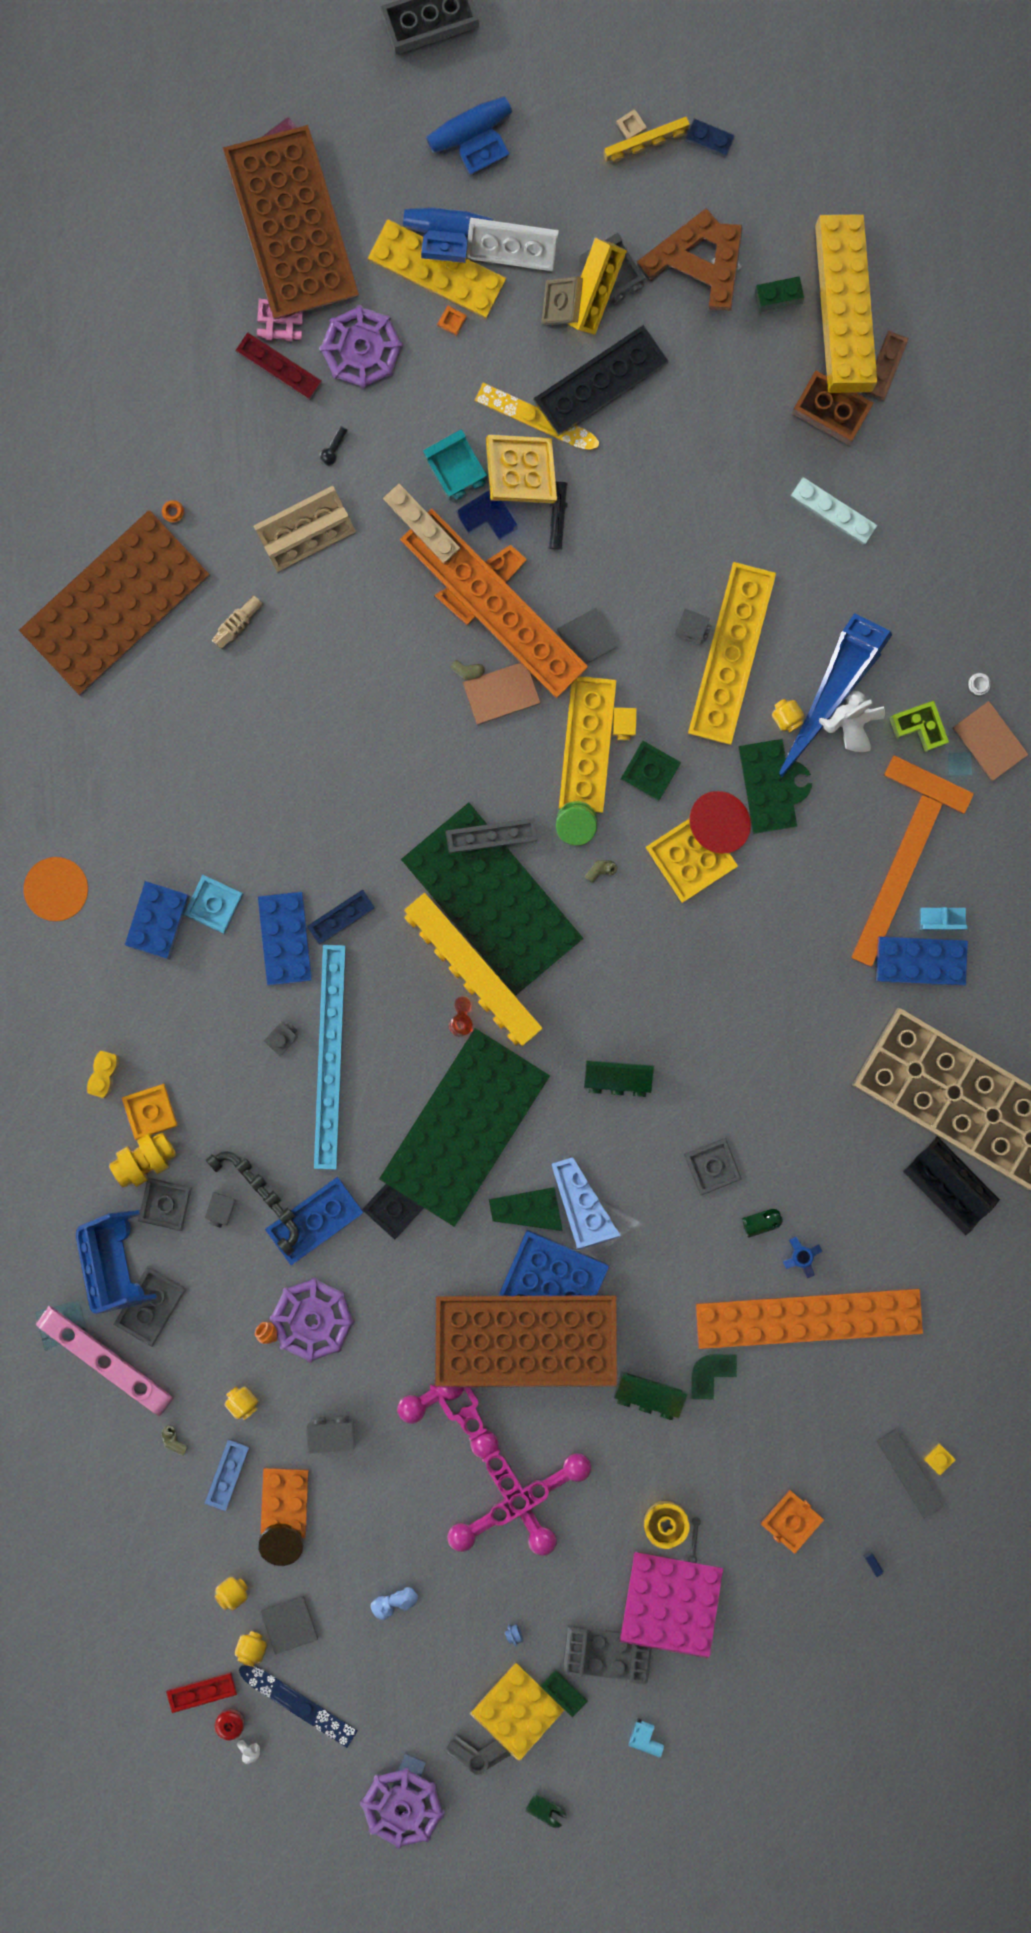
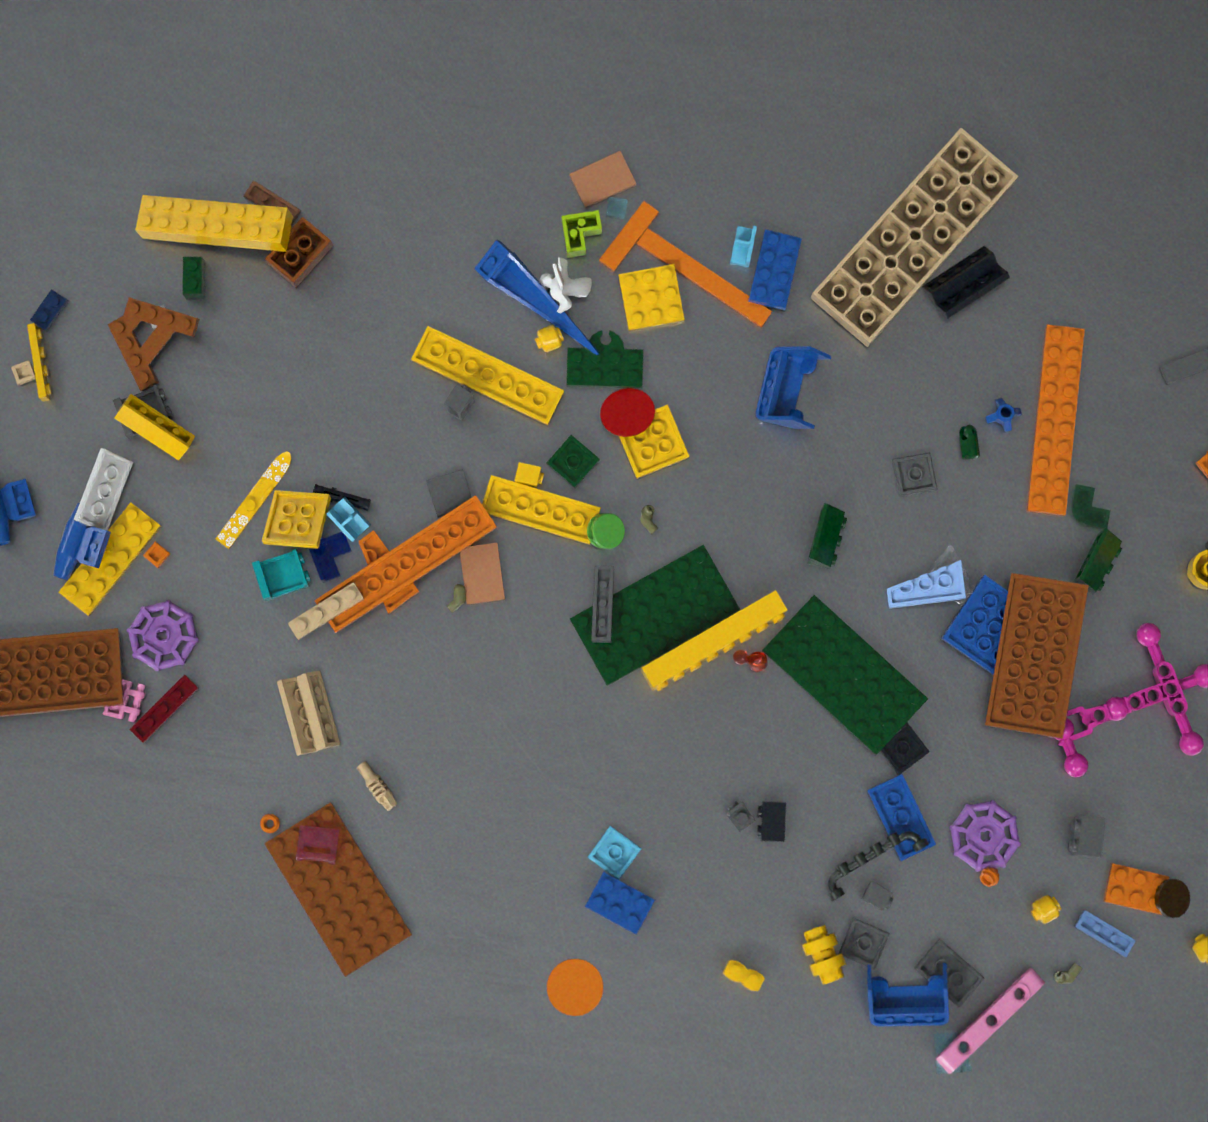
camera: 80 degrees left, 5 degrees down
(149, 1111) = (782, 941): light orange tile -> none
(165, 569) = (317, 838): none -> clear pink plate
(281, 1075) = (772, 821): none -> black brick
(284, 938) = (655, 797): blue plate -> none
(328, 455) = (249, 681): black bar -> none
(329, 1057) = (764, 777): medium azure plate -> none
(341, 917) = (646, 745): dark blue plate -> none
(528, 1209) = (923, 633): dark green wing -> none
(533, 527) = (348, 519): none -> medium azure panel
(562, 301) = (160, 458): dark tan tile -> none
(600, 380) = (234, 439): black plate -> none
(785, 995) = (783, 384): none -> blue windscreen
(833, 511) = (384, 269): light aqua plate -> none
(860, 823) = (651, 297): none -> yellow plate
(939, 1459) = (1190, 336): yellow plate -> none
(979, 684) = (553, 179): white plate -> none

